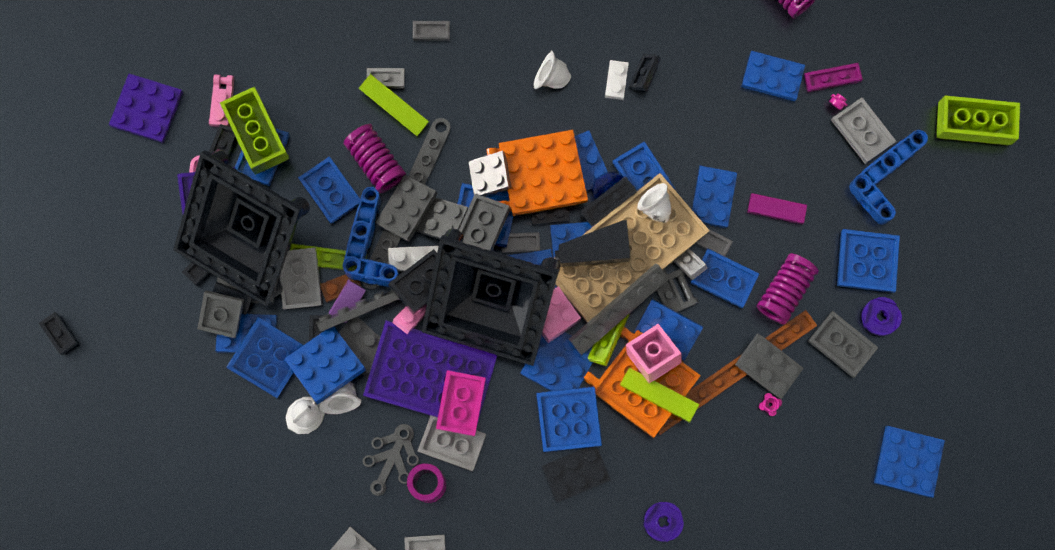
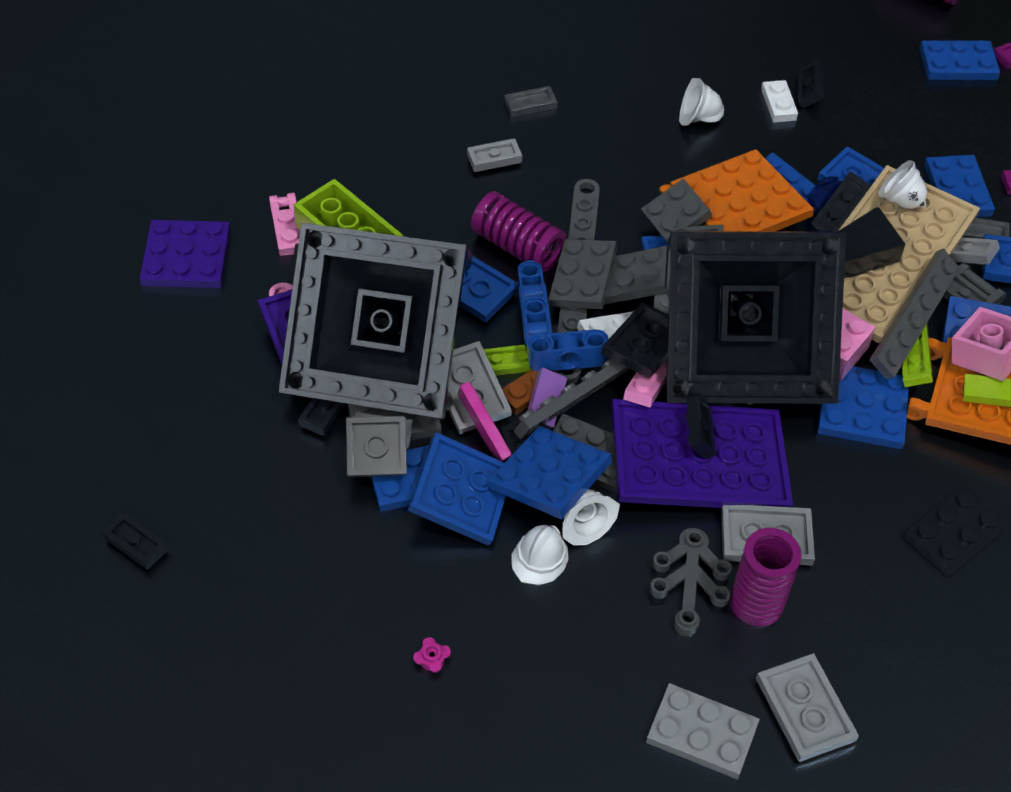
camera: 15 degrees left, 25 degrees down
(221, 465) = (434, 663): none -> dark pink plate
(297, 313) = (483, 422): none -> dark pink tile
(393, 105) = (517, 176): lime tile -> none
(433, 360) = (700, 427): none -> black plate
(460, 403) = (760, 474): dark pink plate -> none
(569, 419) = (915, 459): blue plate -> none

